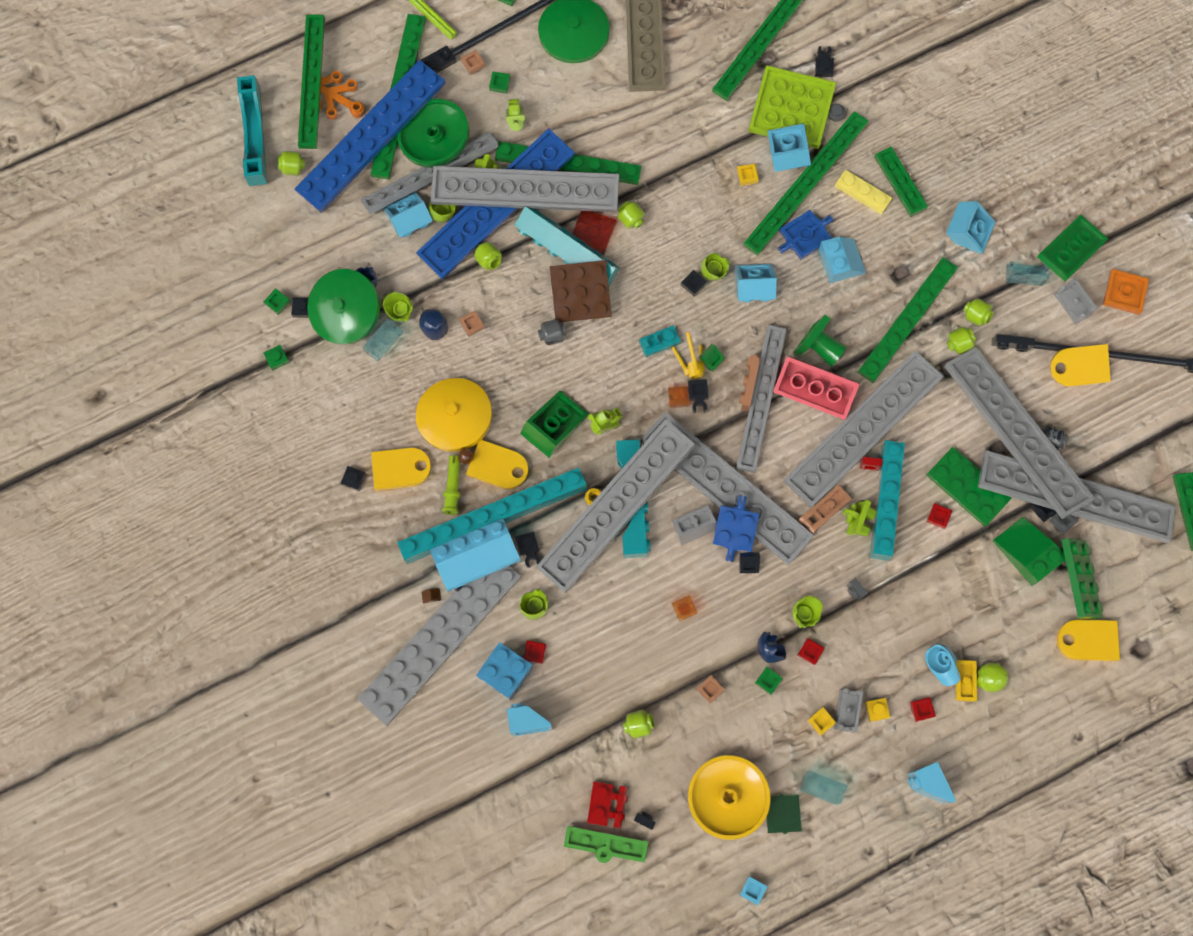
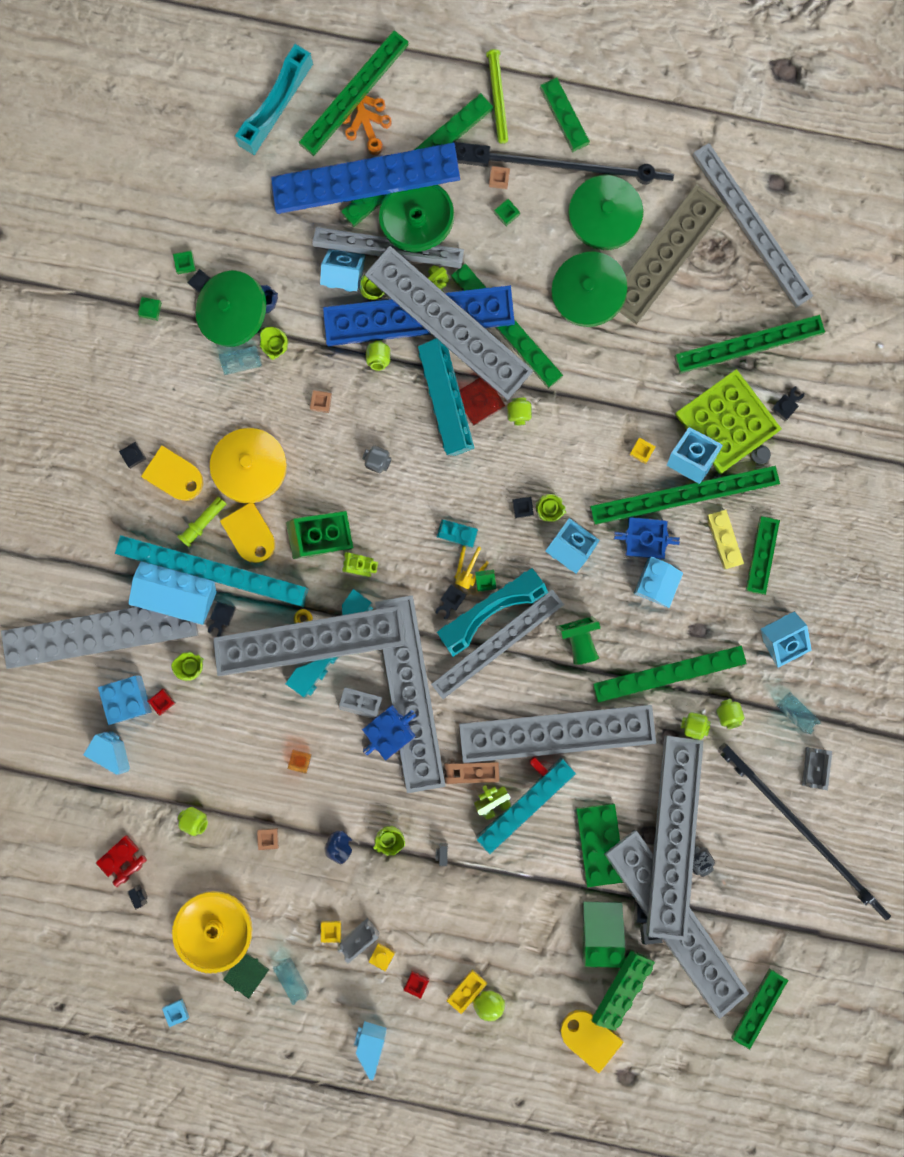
camera: 35 degrees right, 10 degrees up
(290, 163) = (284, 152): lime head -> none
(431, 595) = (119, 595): reddish brown piece -> none
(433, 324) = (291, 378): dark blue hair -> none
(465, 456) = (229, 507): reddish brown hinge -> none
(515, 115) = (495, 250): lime hips -> none
(580, 291) = (425, 444): reddish brown plate -> none
(605, 845) = (95, 890): bright green hinge -> none
(608, 90) = (589, 289): none -> green dish
(678, 397) = (434, 590): clear orange plate -> none
(747, 340) = (524, 589): none -> teal arch
(749, 382) = (498, 624): nougat plate -> none
(749, 562) = (378, 767): black plate -> none
(768, 680) = (317, 868): green plate -> none
(810, 651) = (368, 871): red tile -> none
(816, 387) = (547, 671): coral slope -> none
(939, 516) = (557, 849): red tile -> none
(943, 667) = (460, 964): medium azure cap -> none
(1072, 248) = (853, 724): green plate -> none
(1082, 365) = (775, 824): yellow tile -> none
(1125, 291) = (865, 793): orange plate -> none

